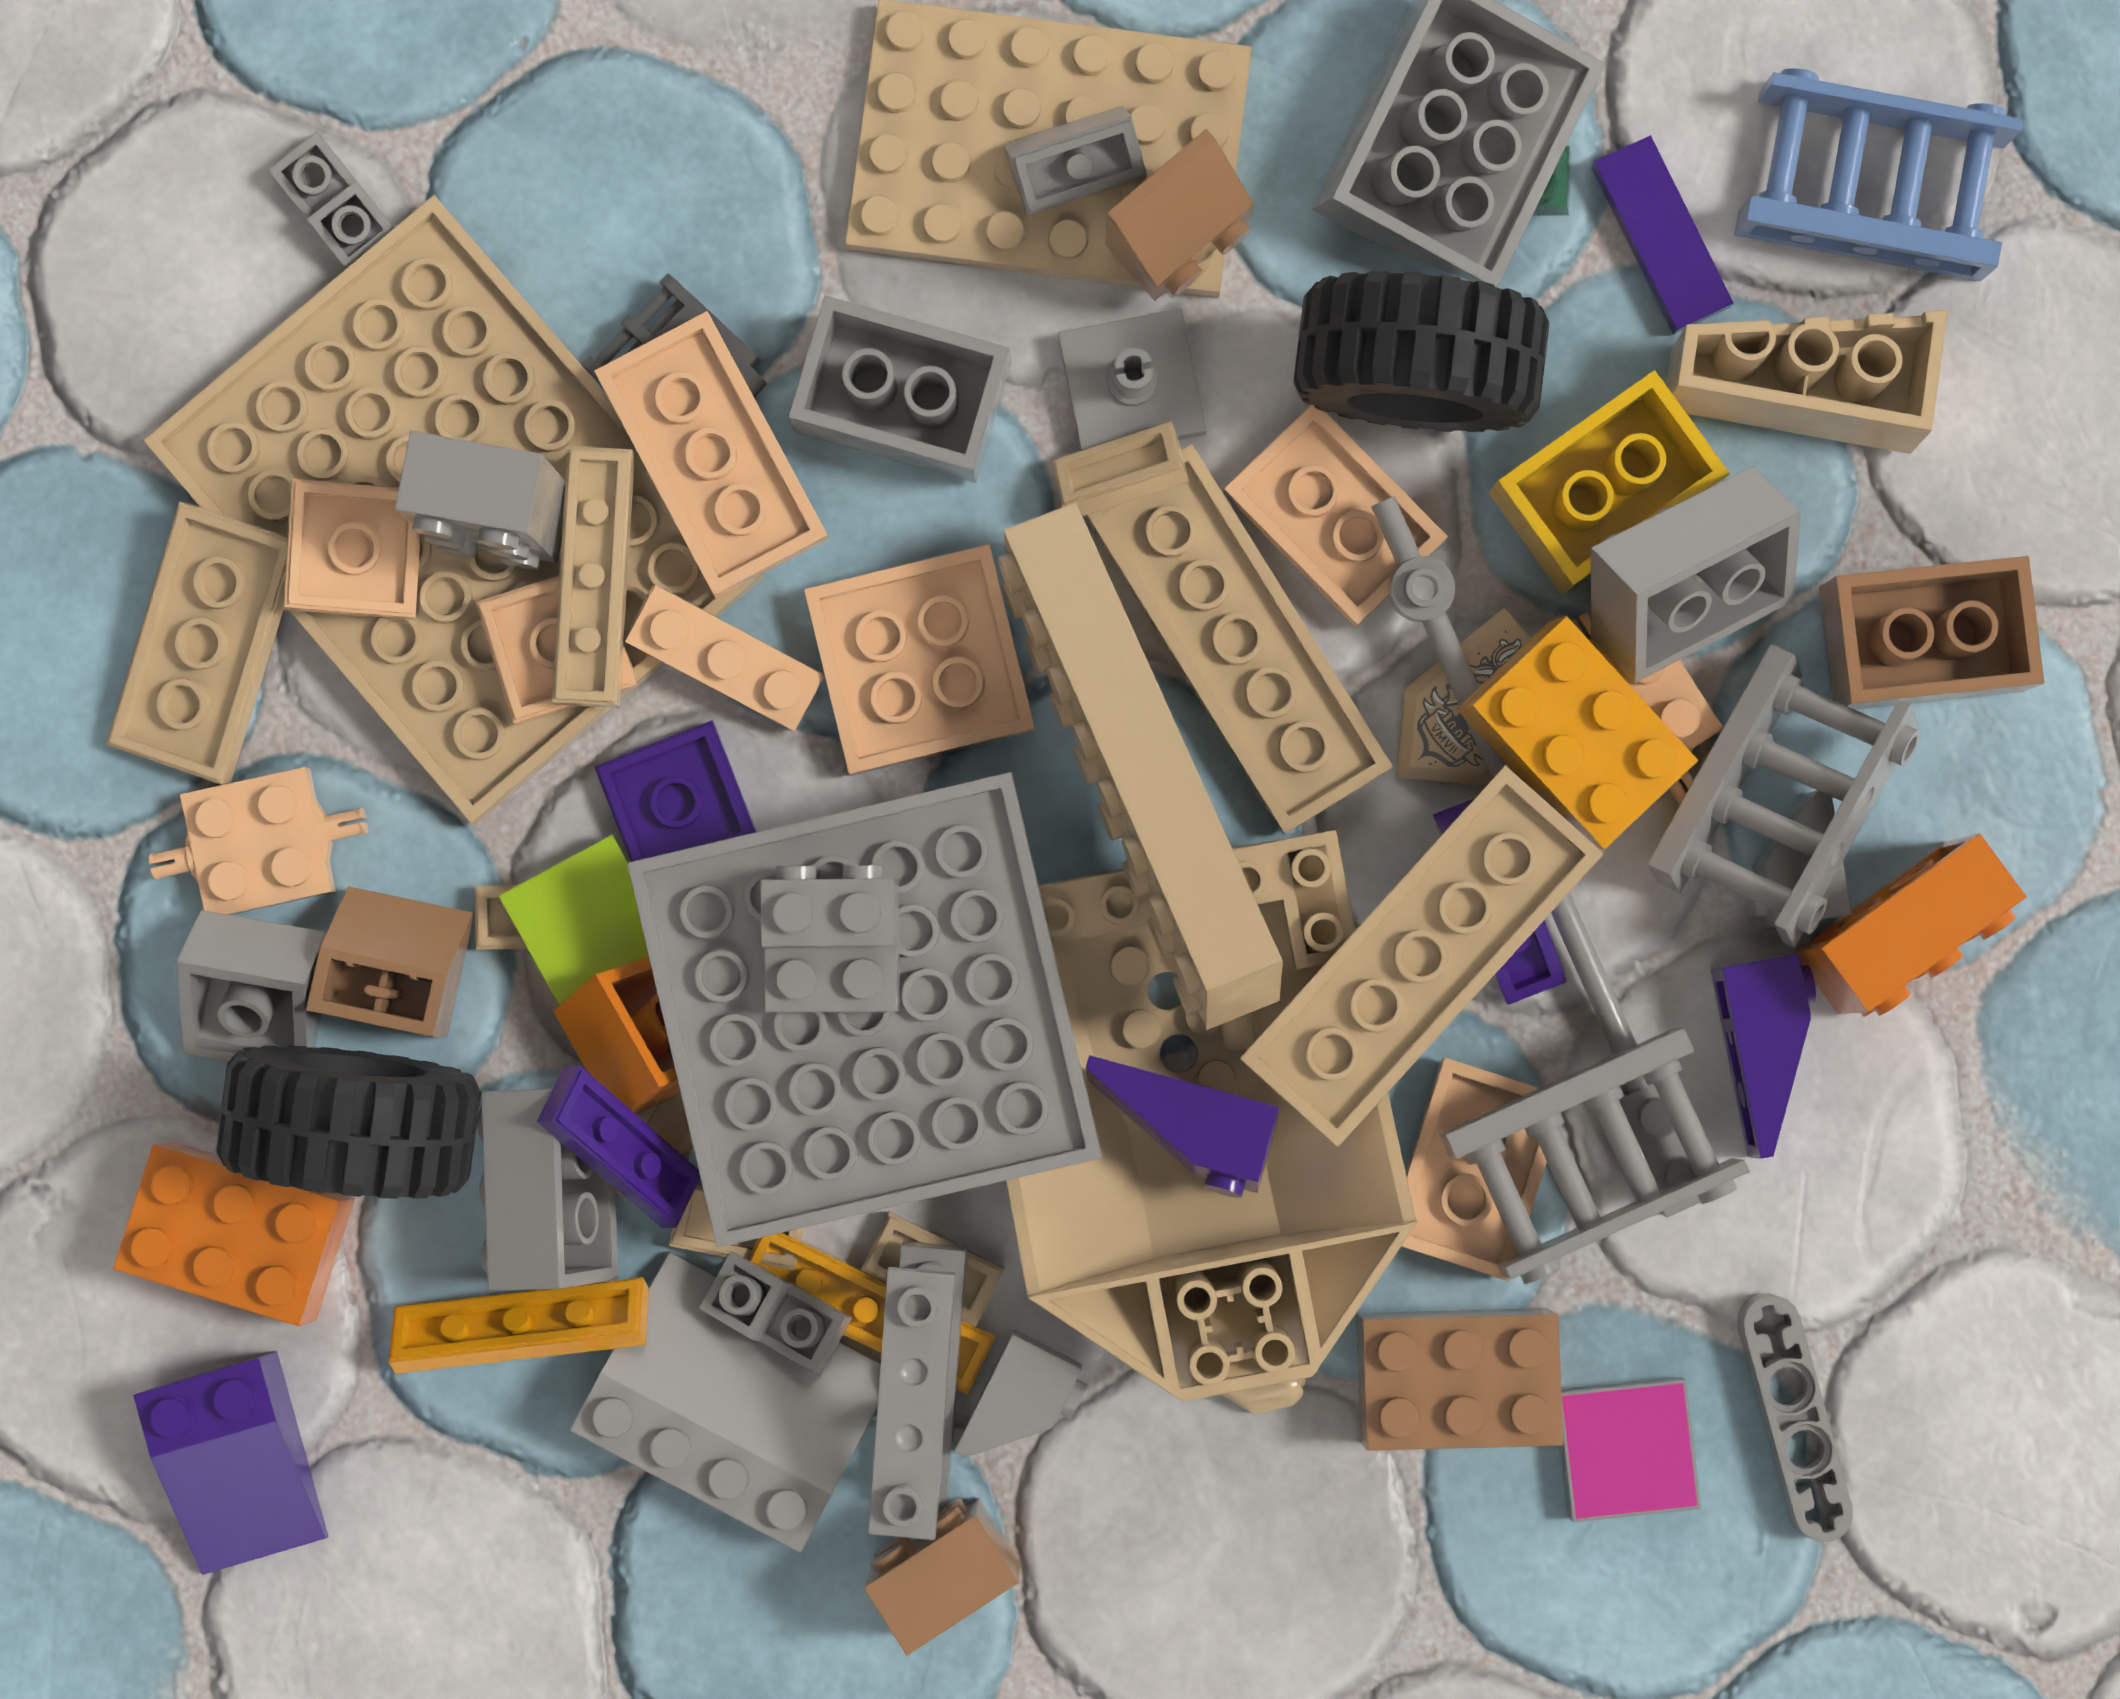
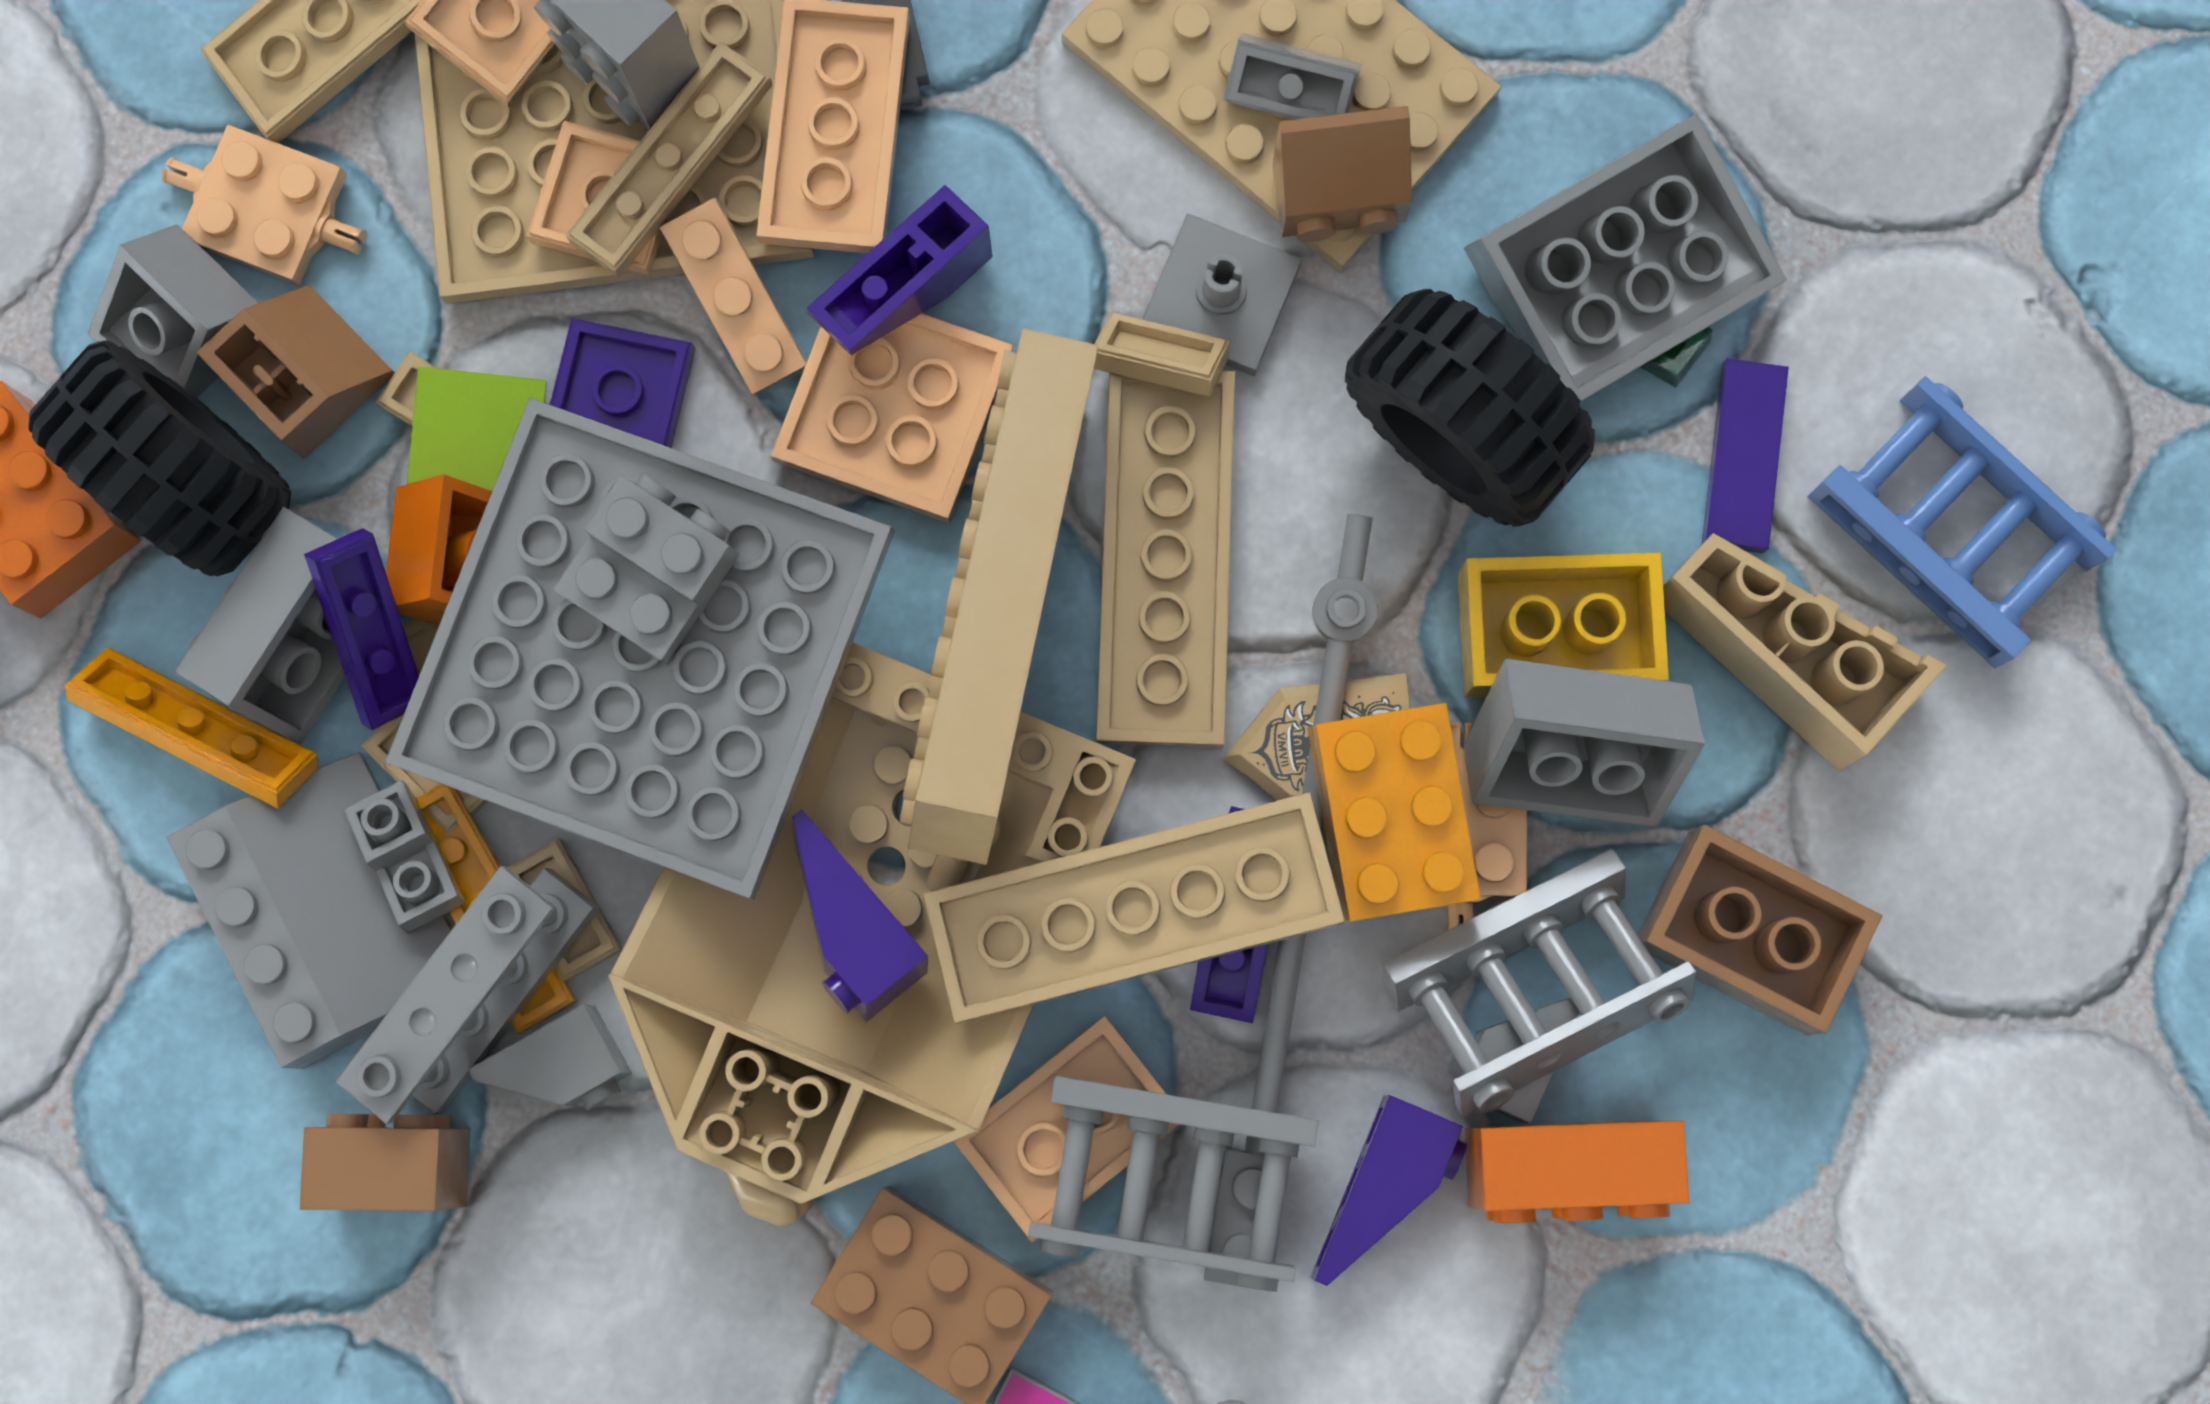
camera: 35 degrees right, 5 degrees down
(860, 544) = (905, 272): none -> dark purple slope
(900, 389) = (1024, 172): light grey brick -> none
(1314, 505) = (1301, 485): light nougat plate -> none

